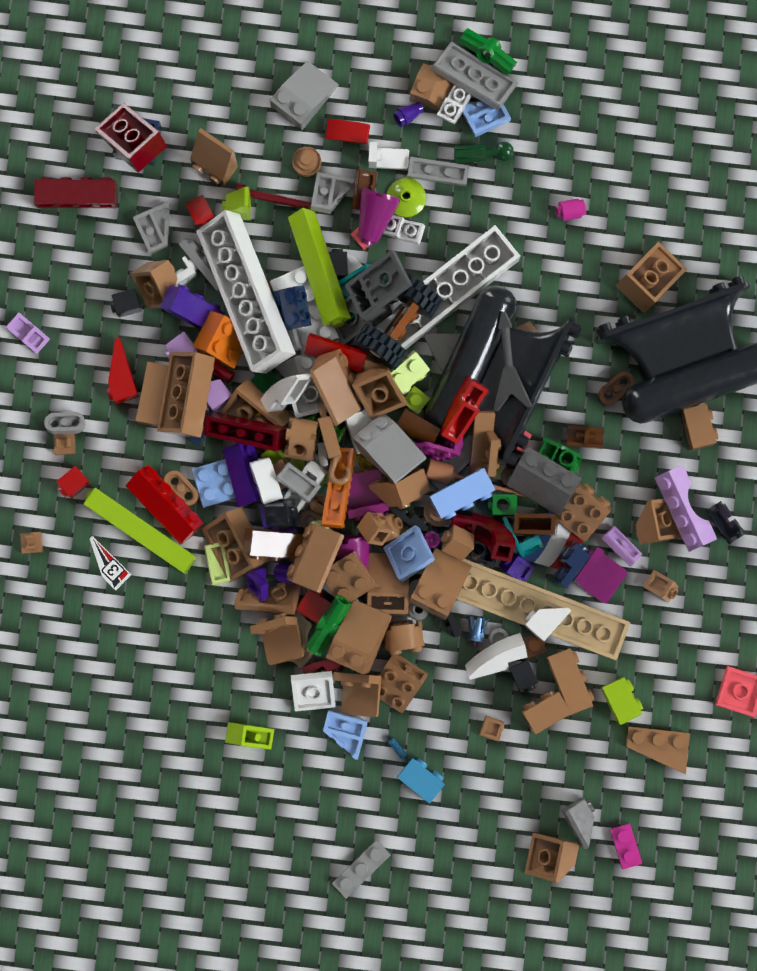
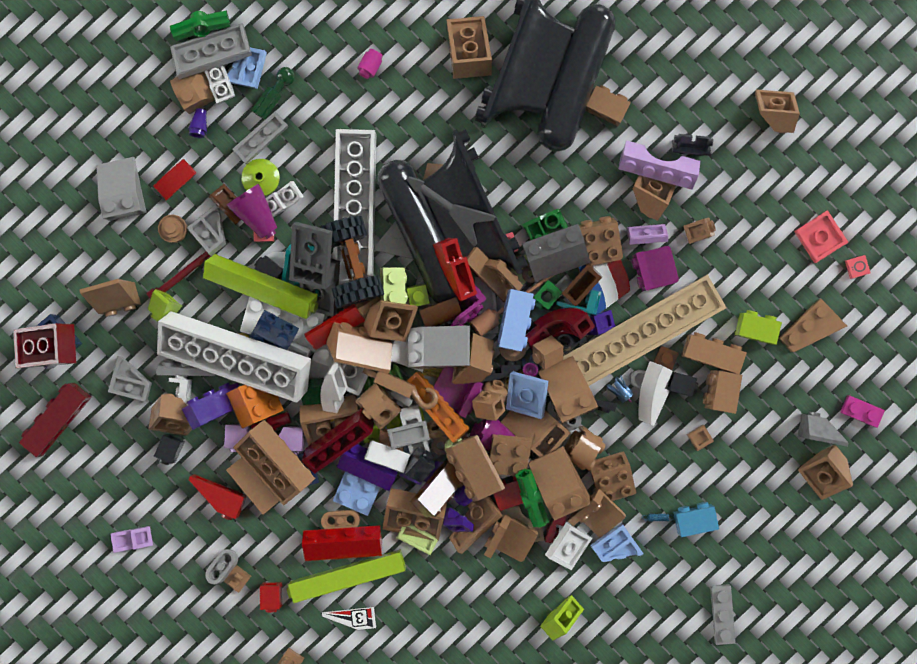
camera: 45 degrees left, 5 degrees up
(199, 210) = (143, 338): red slope -> none
(387, 157) = (219, 166): white bracket -> none
(545, 621) = (657, 336): white slope -> none
(573, 559) = (631, 277): dark blue plate -> none
(584, 437) = (546, 194): reddish brown hips -> none
(615, 388) = (529, 142): reddish brown plate -> none
(741, 742) = (857, 267): none -> coral tile

